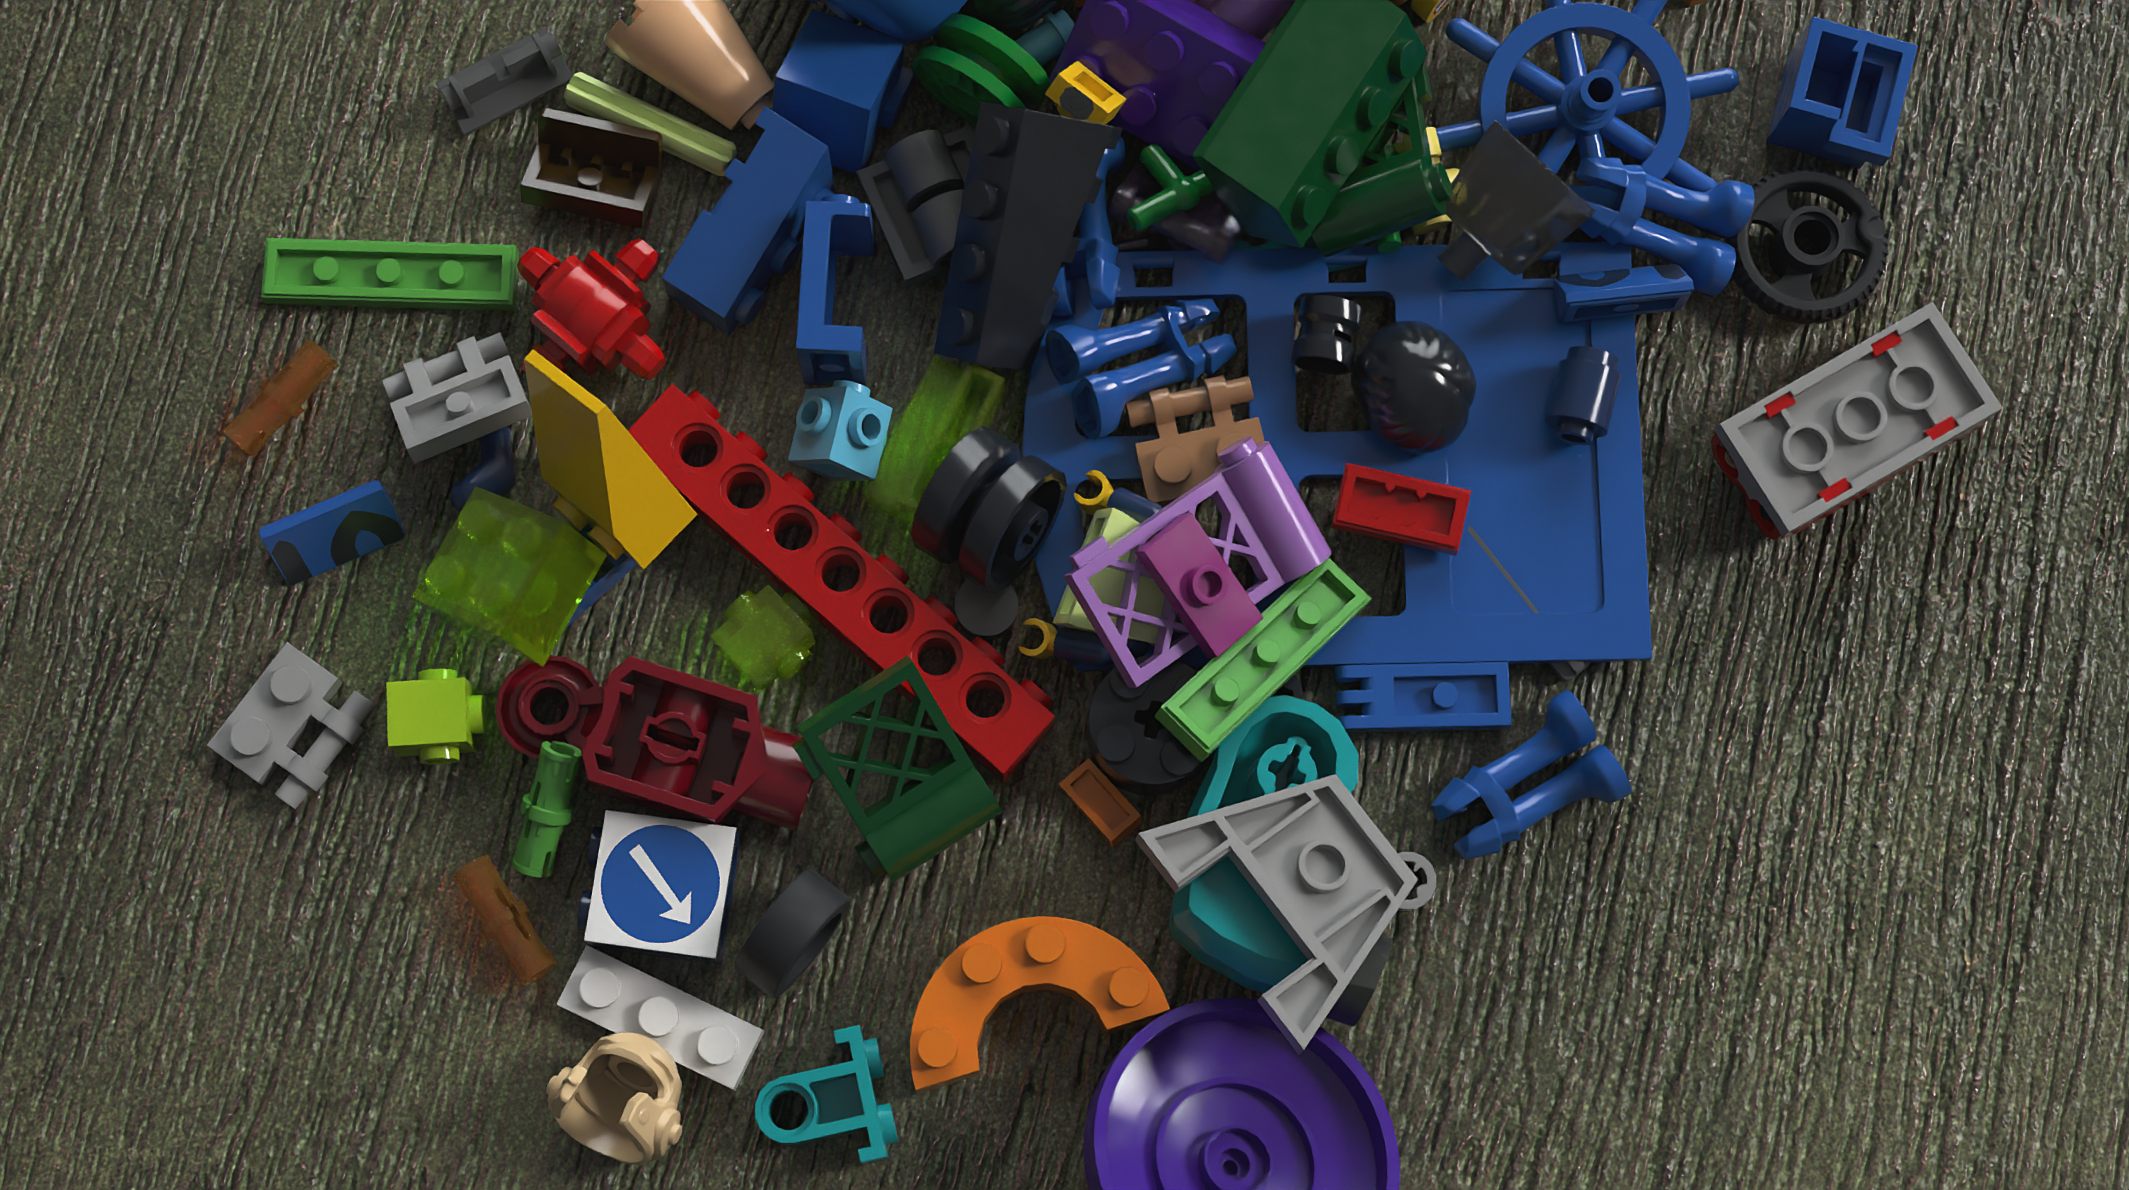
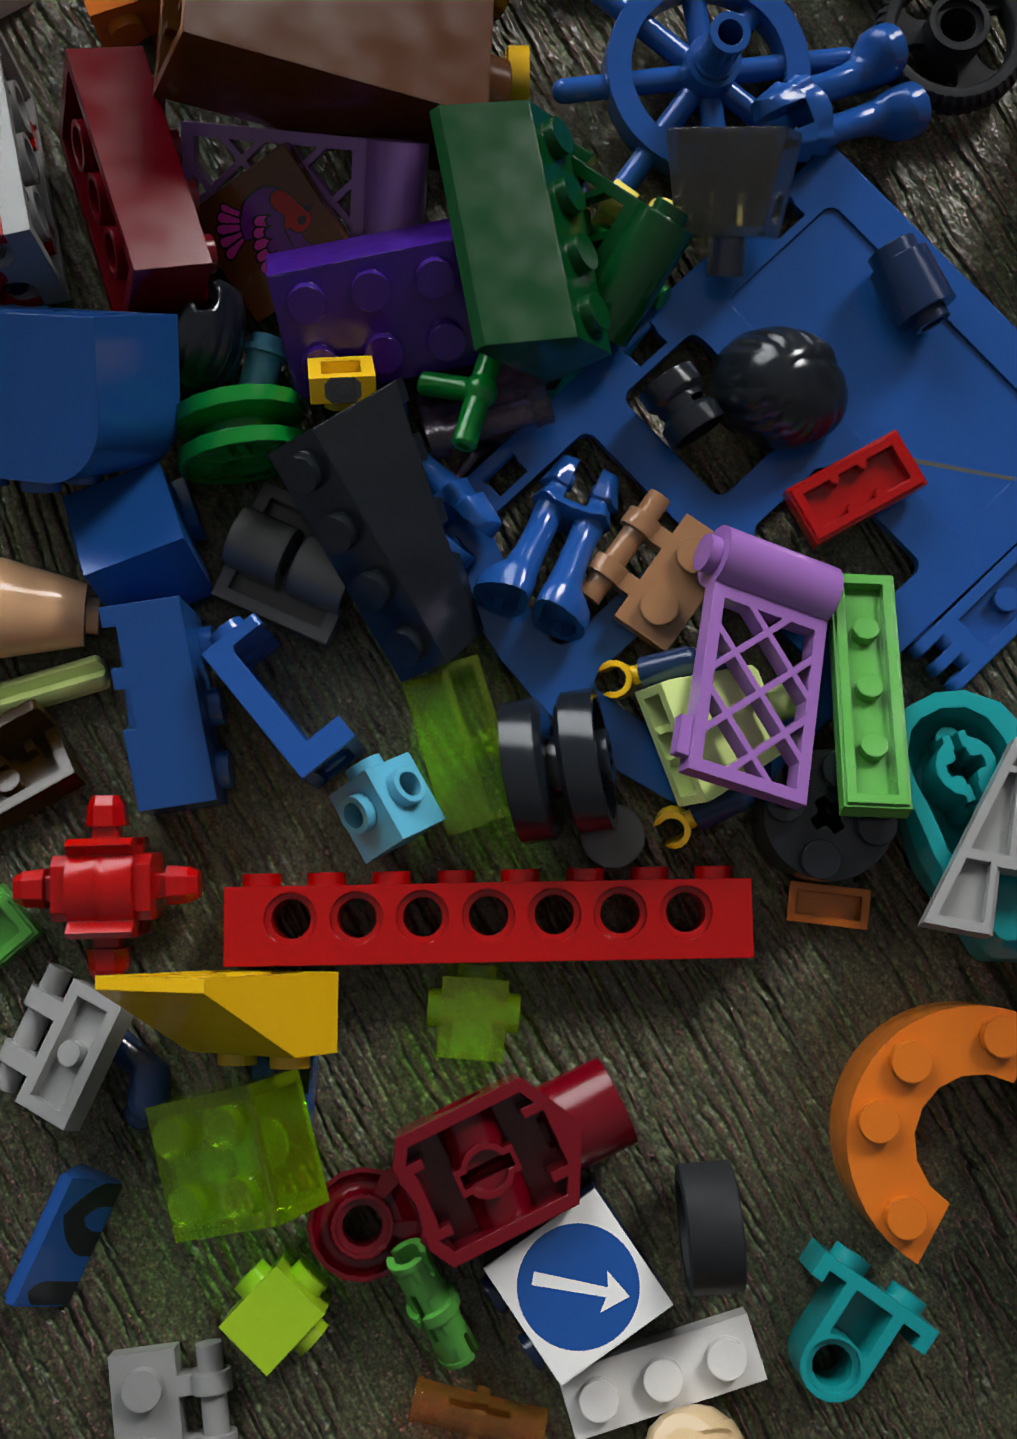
camera: 40 degrees left, 5 degrees up
(913, 818) = (712, 1036): dark green piece -> none
(1199, 585) = (781, 683): magenta plate -> none
(1621, 292) = (864, 181): blue slope -> none

